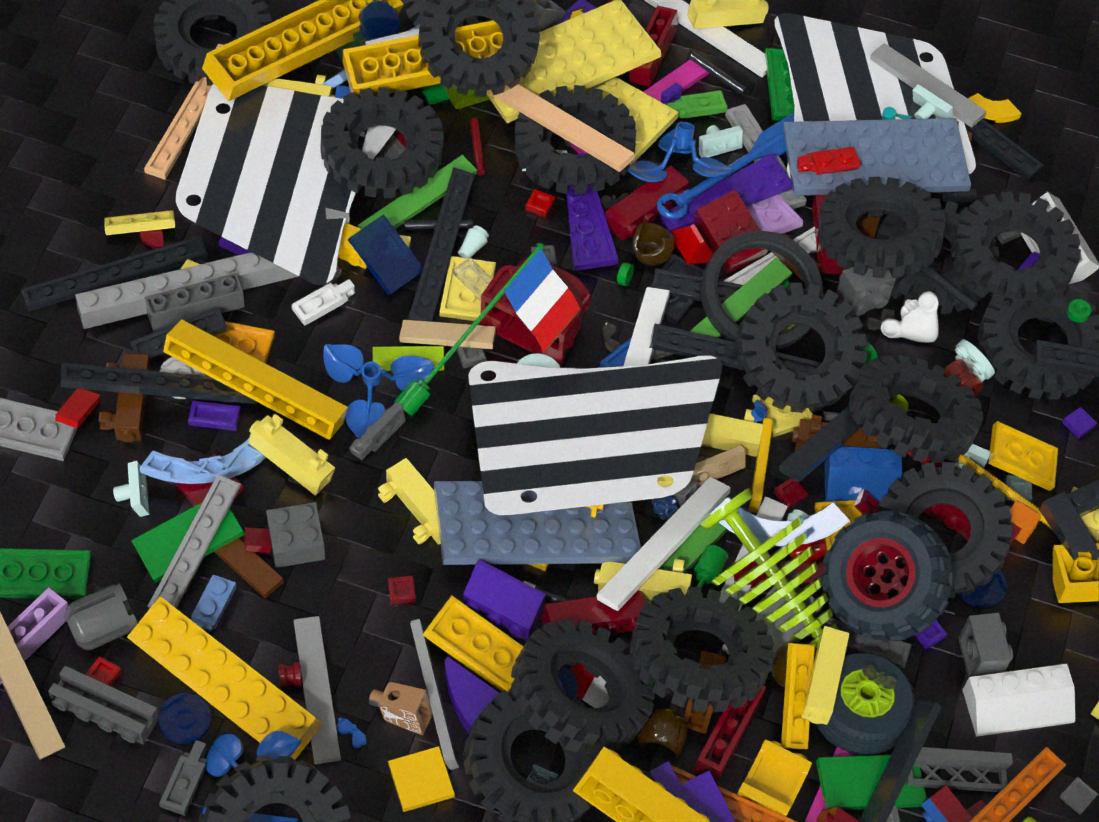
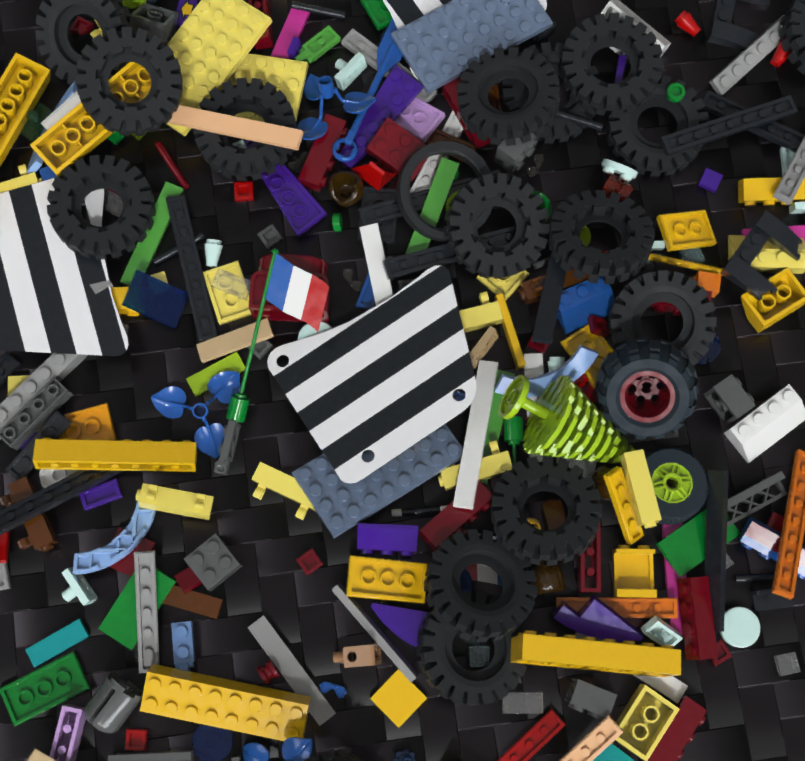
camera: 25 degrees left, 20 degrees up
(79, 535) = (57, 643): none -> teal tile
(322, 301) = (128, 362): white hinge -> none
(378, 20) = (41, 97): clear blue tile -> none
(759, 411) = (491, 294): blue piece -> none
(829, 161) = (442, 54): red hinge -> none
(887, 682) = (668, 467): clear smoke piece -> none
(918, 320) = (564, 156): white head -> none

